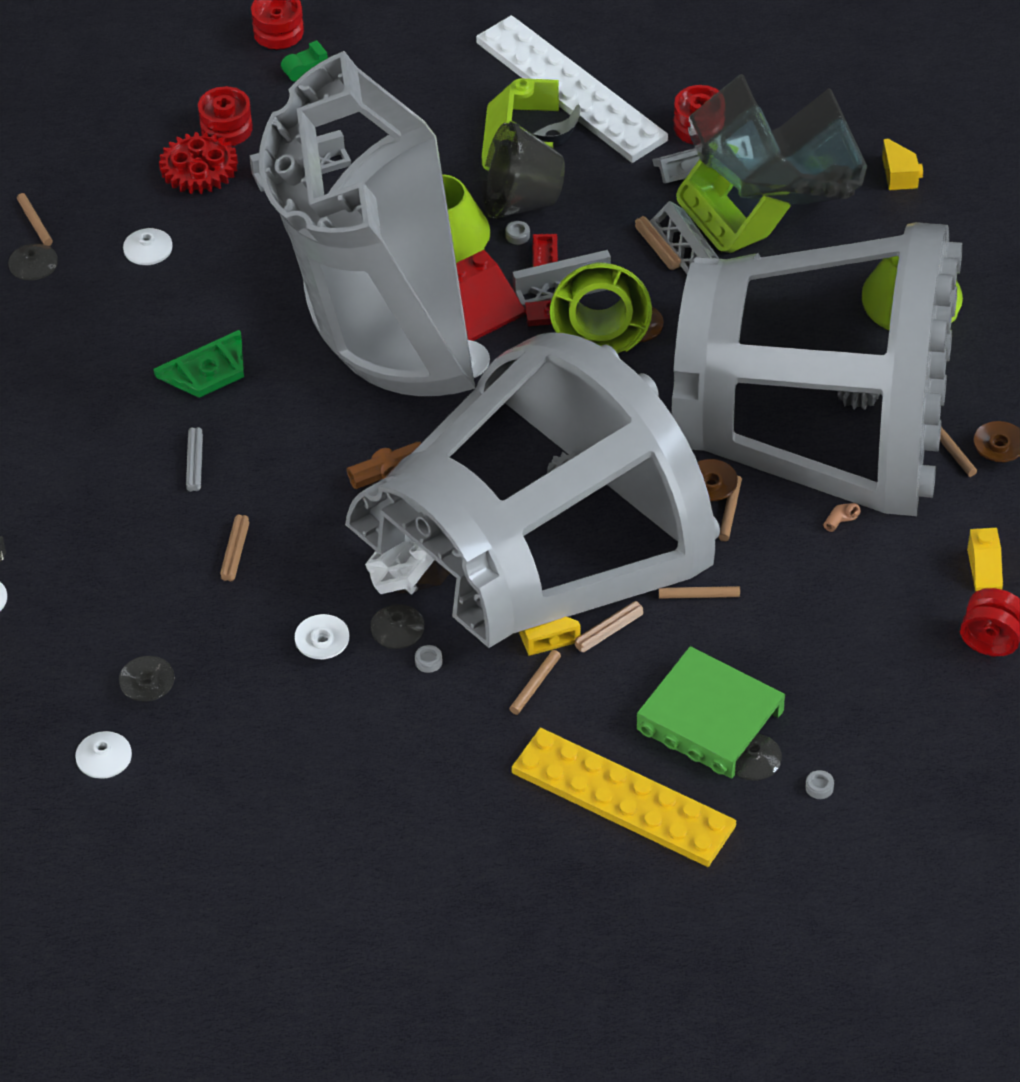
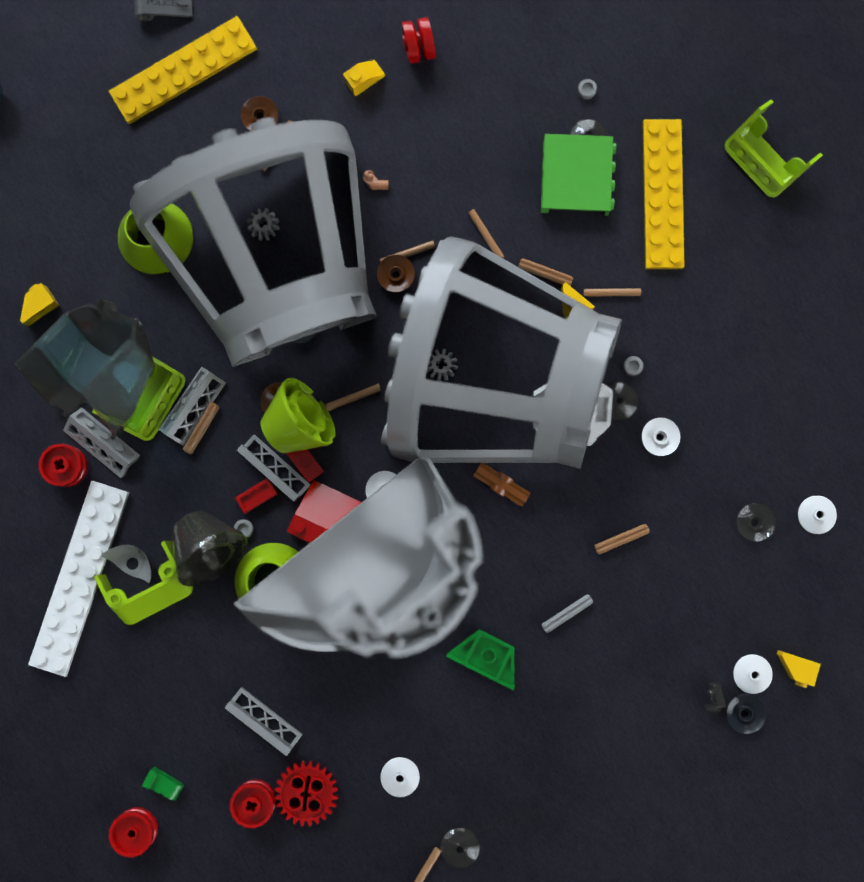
camera: 120 degrees left, 35 degrees up
(595, 925) = (760, 159): none -> lime windscreen

